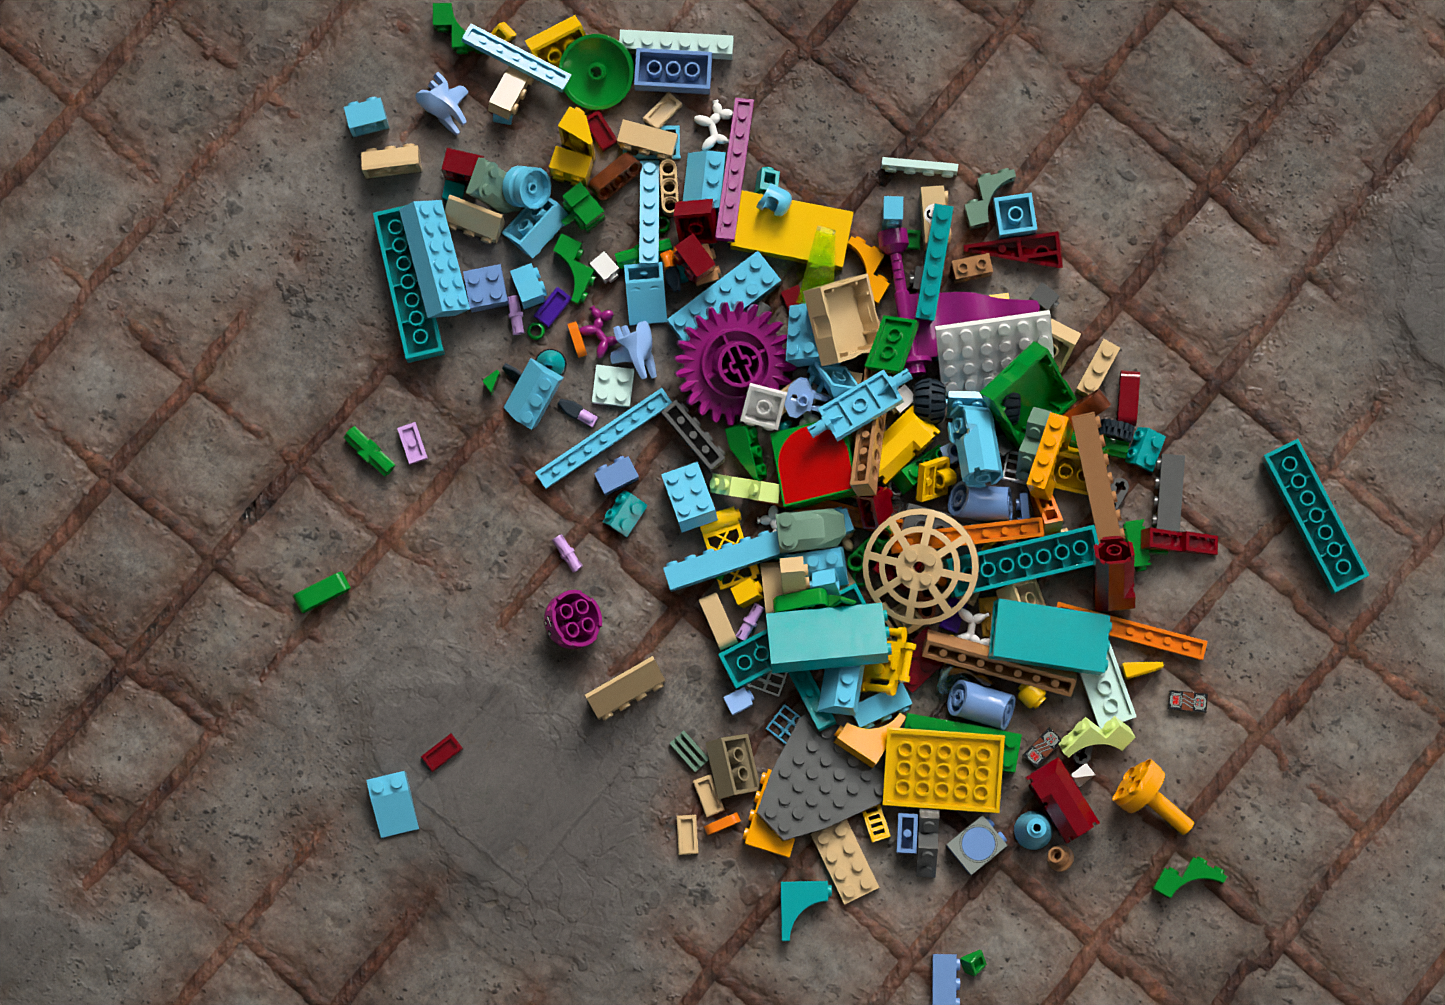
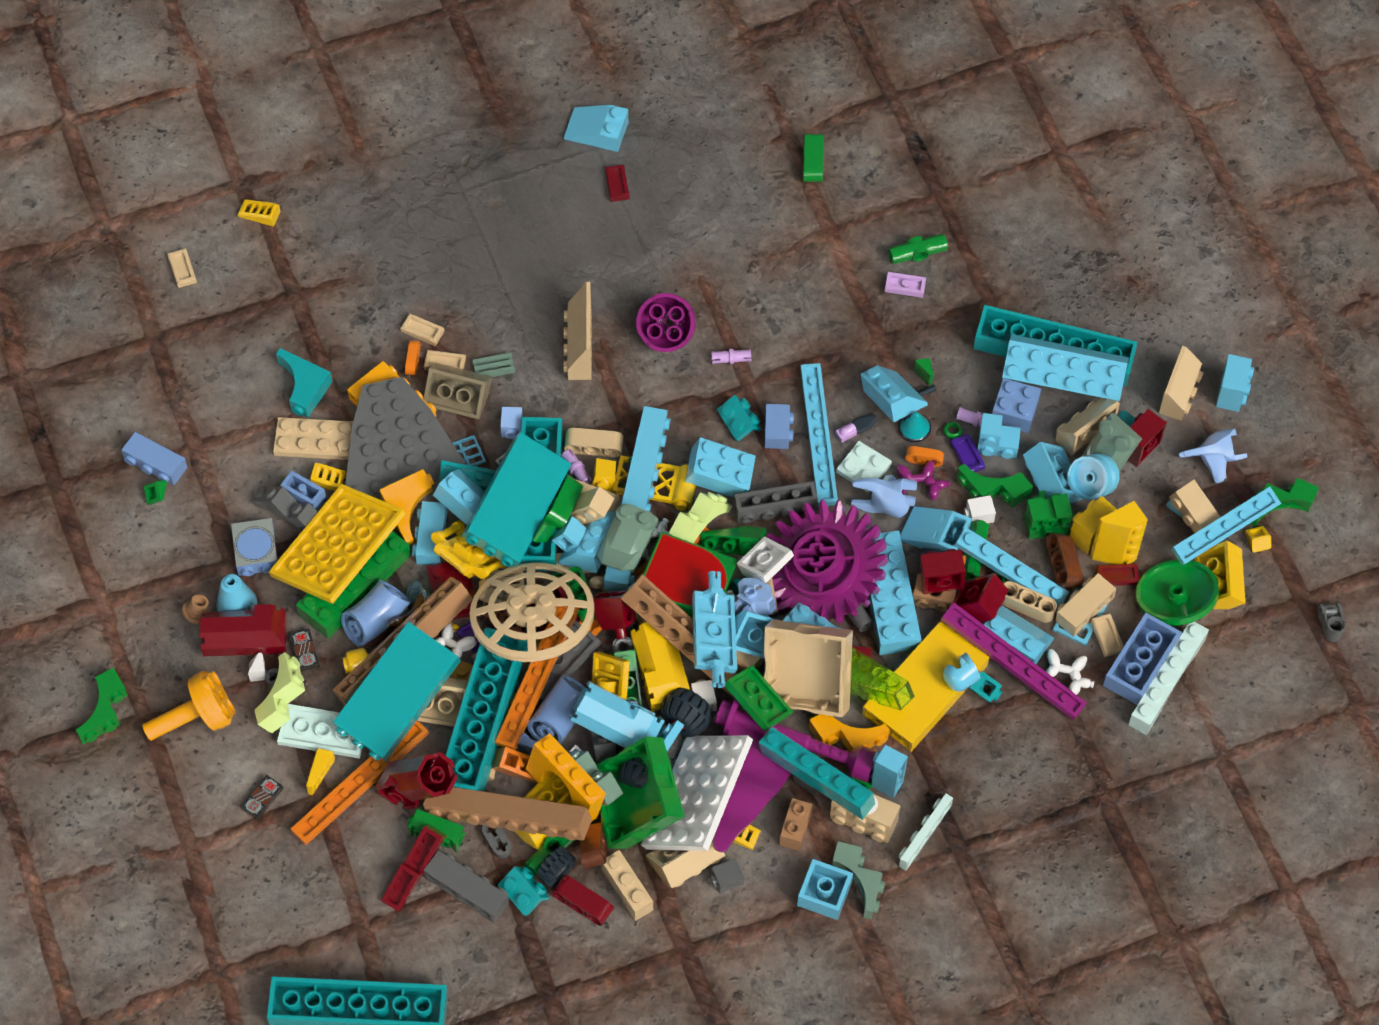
camera: 115 degrees right, 20 degrees down
(1036, 249) = (779, 898): dark red wedge -> none

